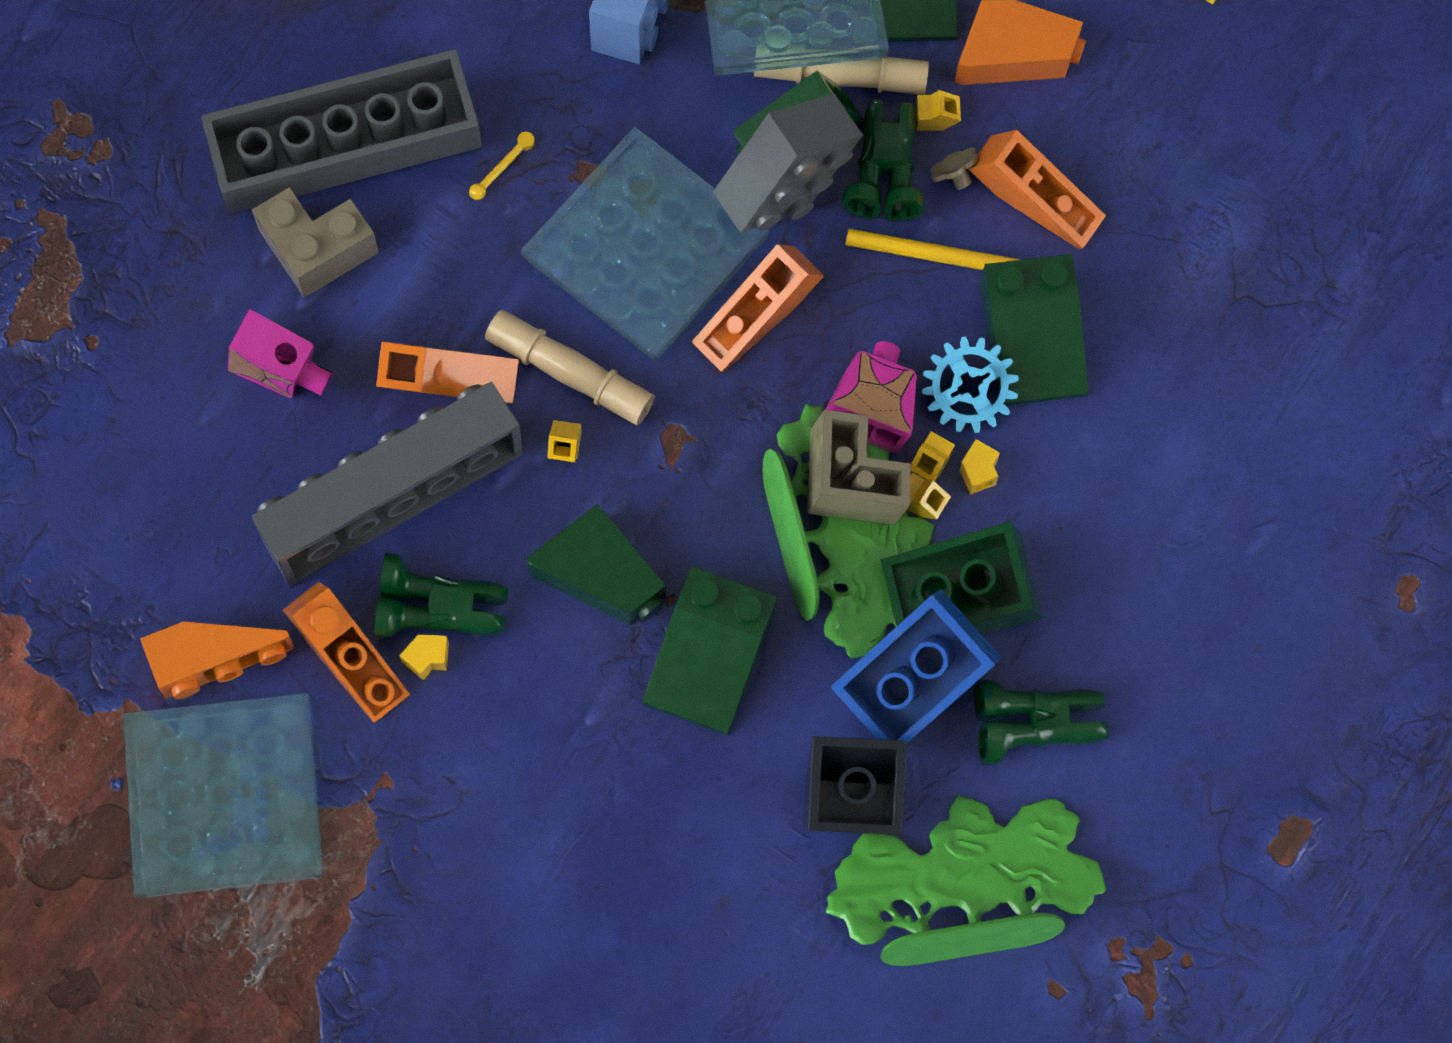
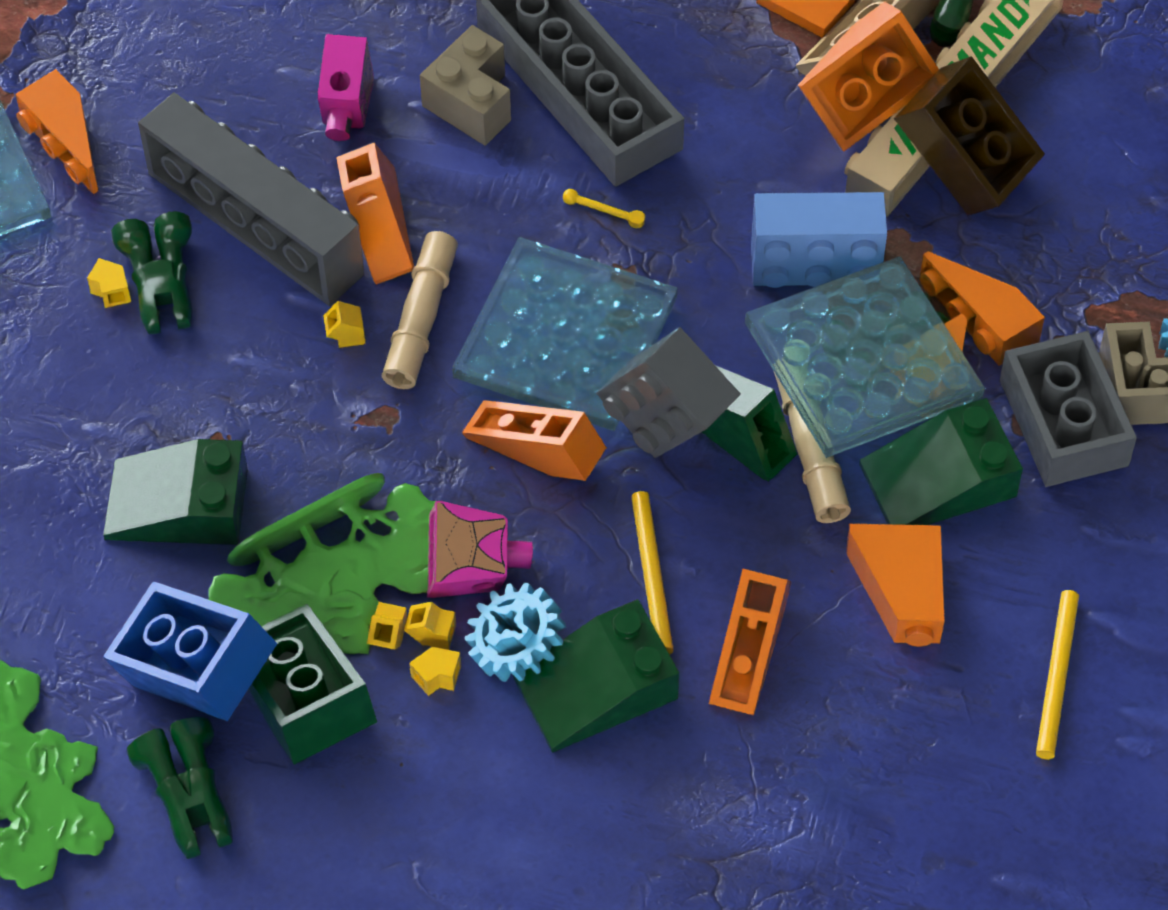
camera: 75 degrees right, 15 degrees down
(346, 651) = (85, 235): orange slope -> none
(599, 568) = (231, 383): dark green slope -> none
(845, 480) = (368, 533): dark tan brick -> none
(855, 785) = (61, 635): black slope -> none
(889, 153) = (740, 502): dark green piece -> none
(937, 111) = (800, 530): yellow piece -> none
(955, 167) = (745, 560): dark tan plant -> none

